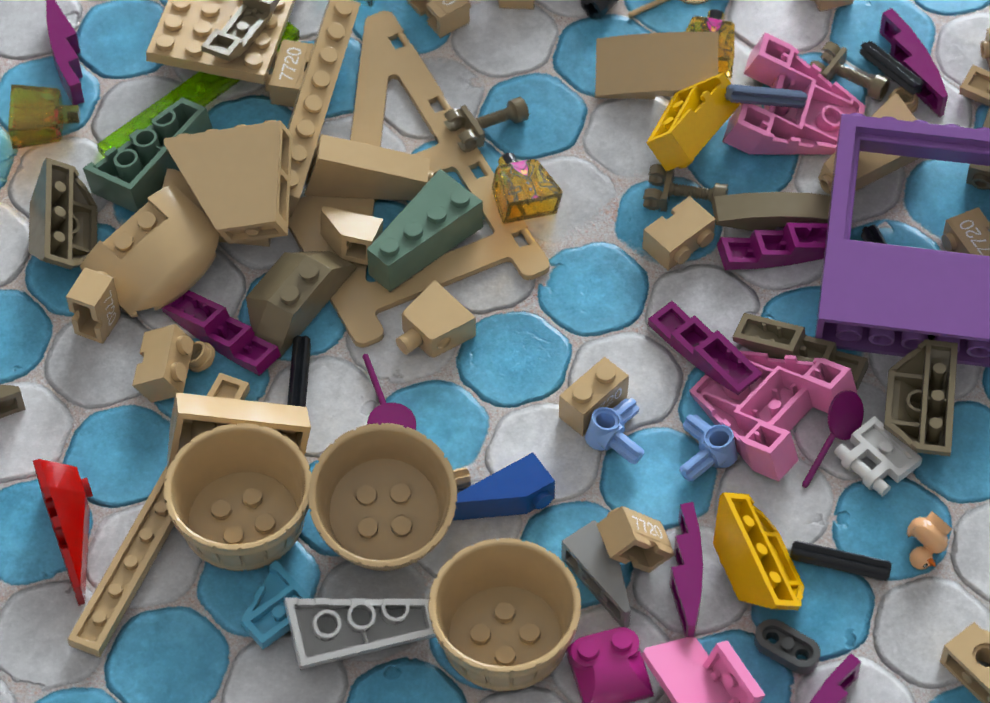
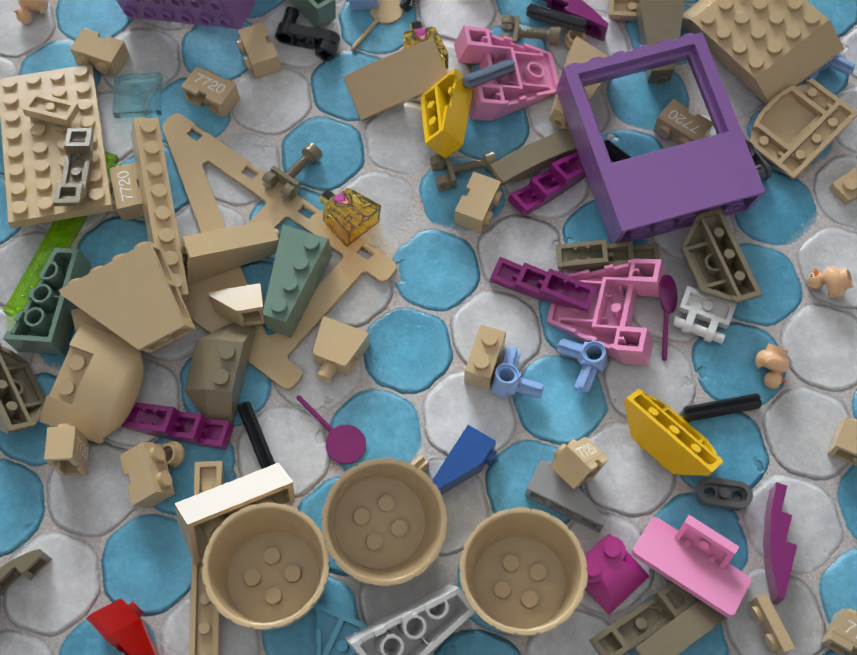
camera: 25 degrees left, 10 degrees up
(687, 576) = (629, 474): magenta slope -> none

